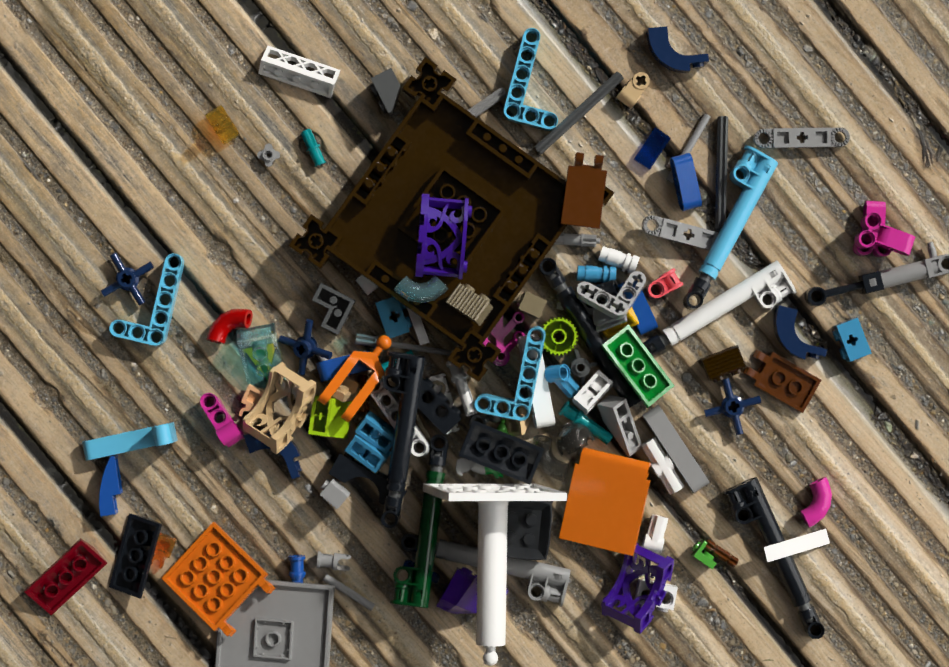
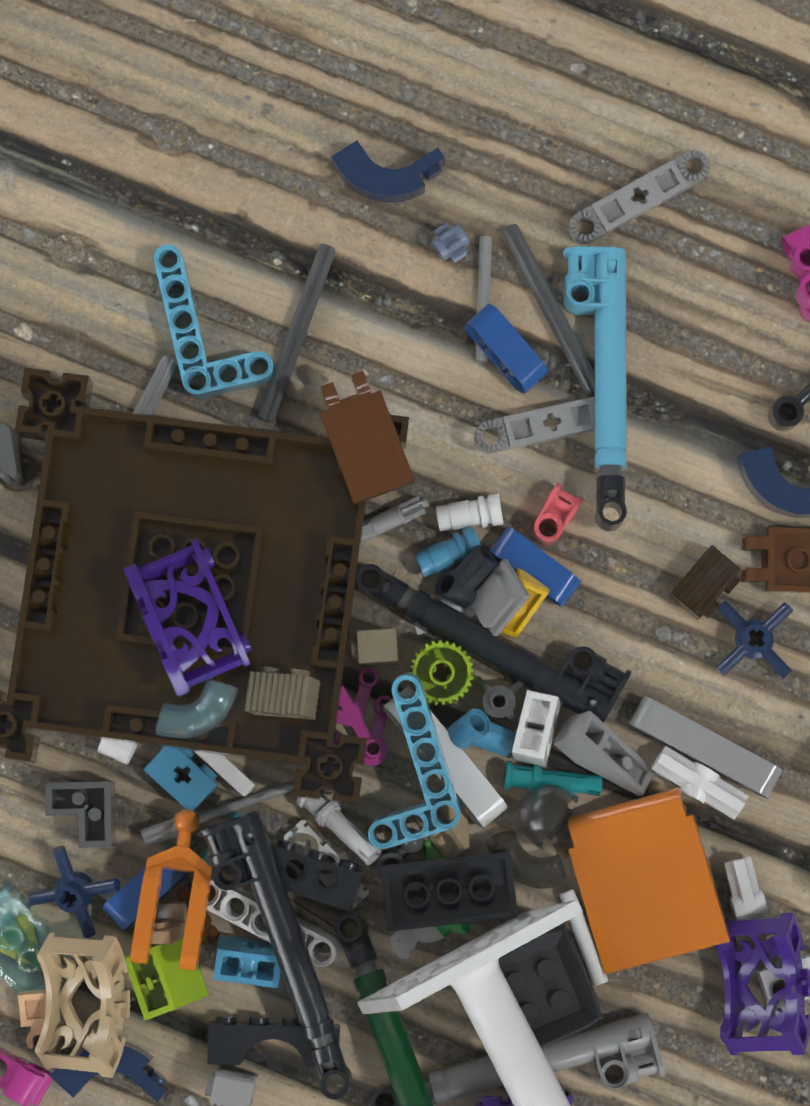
camera: 30 degrees left, 5 degrees down
(367, 453) = (250, 1002): dark azure brick -> none
(557, 516) = (585, 942): none -> white piece
(618, 301) = (500, 574): light grey beam -> none
(631, 91) = (358, 260): tan piece -> none
(637, 365) = (581, 653): green slope -> none
(652, 148) = (431, 327): clear blue tile -> none
(687, 108) = (450, 242): none -> sand blue gear
(766, 281) = (703, 429): white piece -> none

